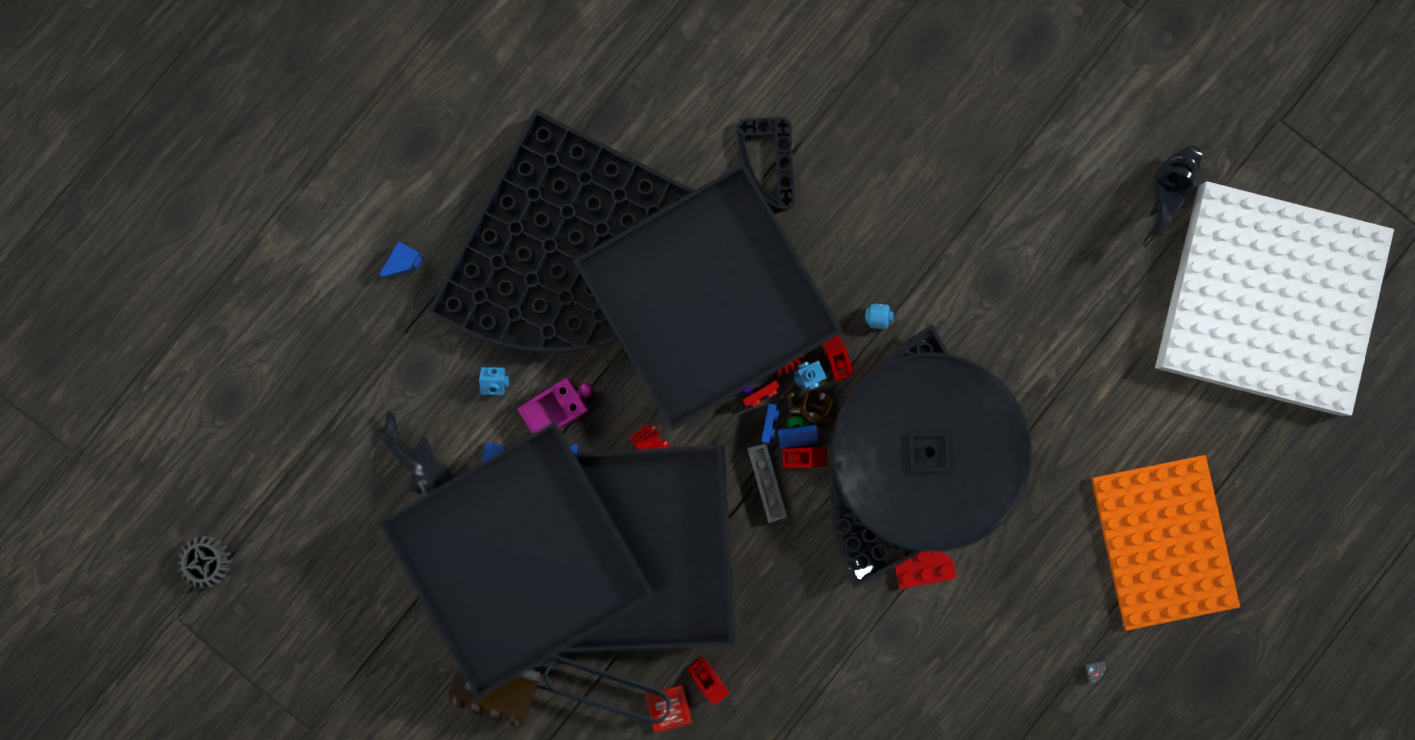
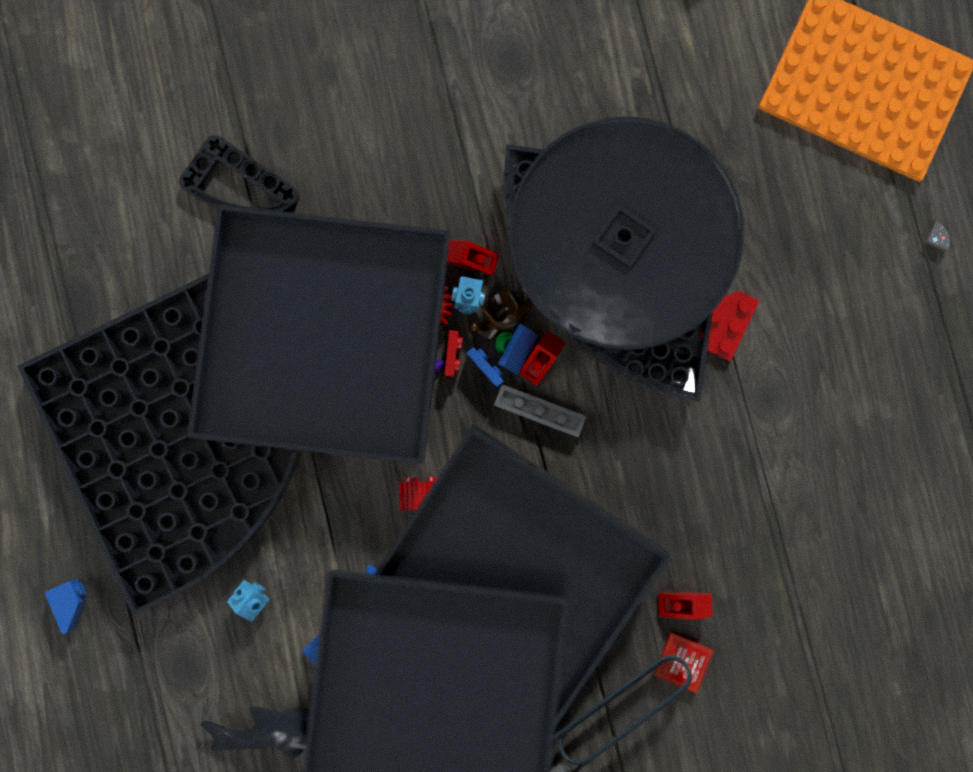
camera: 50 degrees left, 0 degrees up
(554, 406) = (315, 559): magenta slope -> none
(879, 316) = (462, 189): dark azure head -> none

